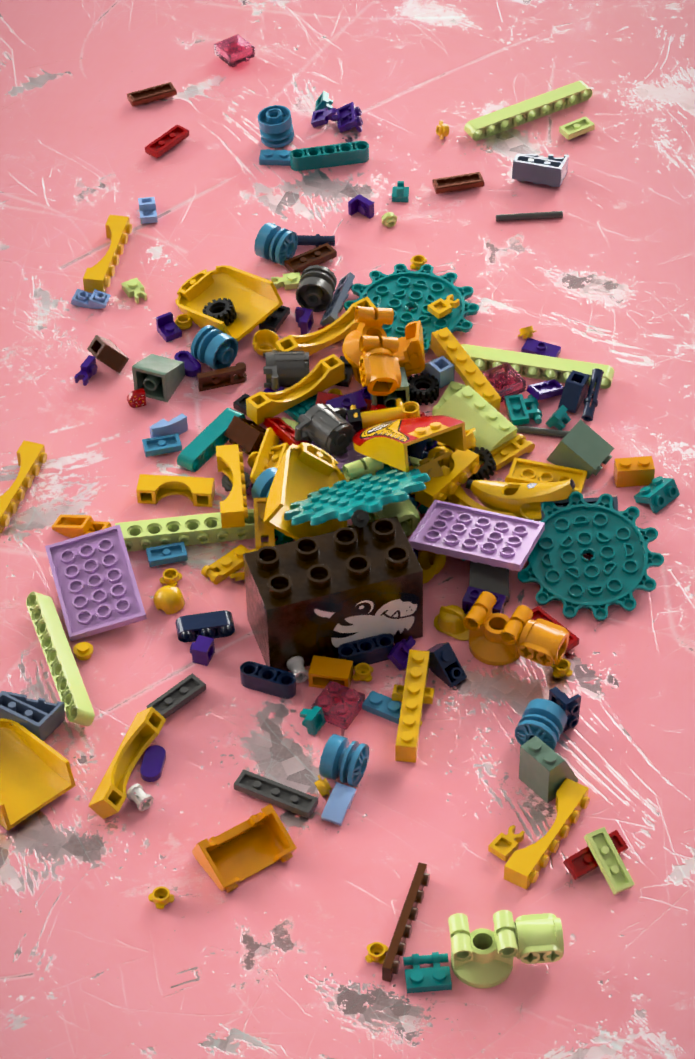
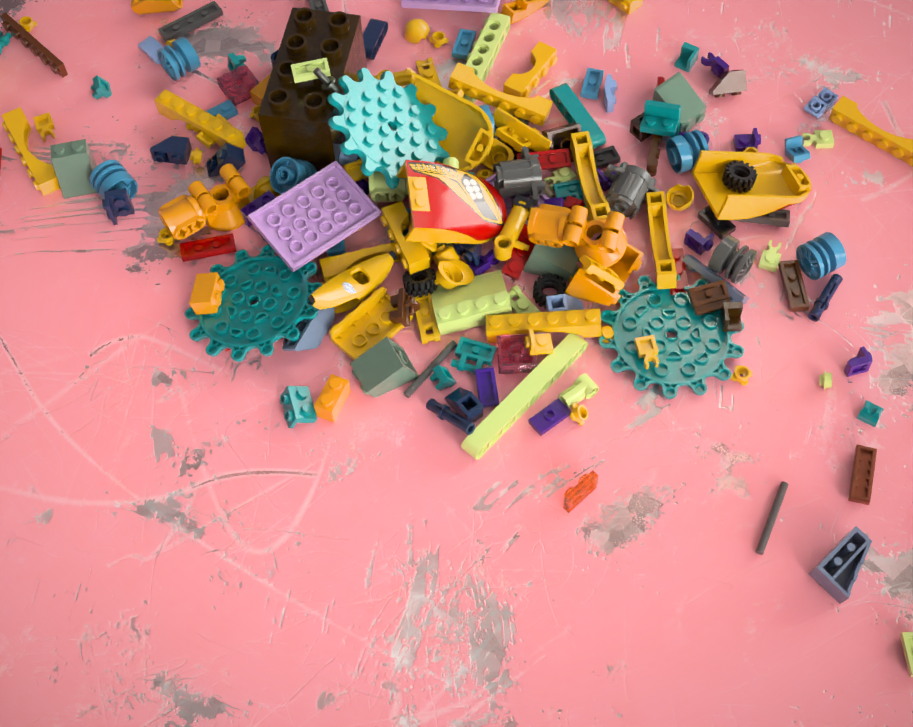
camera: 120 degrees right, 15 degrees up
(87, 393) = (687, 57): none -> teal panel
(162, 294) = (795, 150): none -> dark azure bracket
(195, 370) = (661, 118): none -> teal bracket
(196, 397) = (635, 128): none -> dark brown panel
(354, 536) = (304, 70): none -> yellowish green plate
(364, 288) = (708, 297): none -> reddish brown plate
(374, 276) = (731, 316): none -> dark brown panel
(403, 334) = (601, 272): none -> yellow plate
(420, 822) = (100, 88): none -> teal tile
(440, 585) = (289, 172): none -> dark azure wheel
(453, 691) = (196, 156): none -> yellow plate
(460, 713) = (172, 150): none -> dark blue slope
(488, 363) = (538, 343): none -> yellow bracket
(502, 337) = (582, 388): none -> yellowish green piece
(514, 454) = (405, 307): none -> reddish brown hips
(595, 304) = (576, 495): none -> clear orange plate
(607, 588) = (206, 293): none -> light orange piece

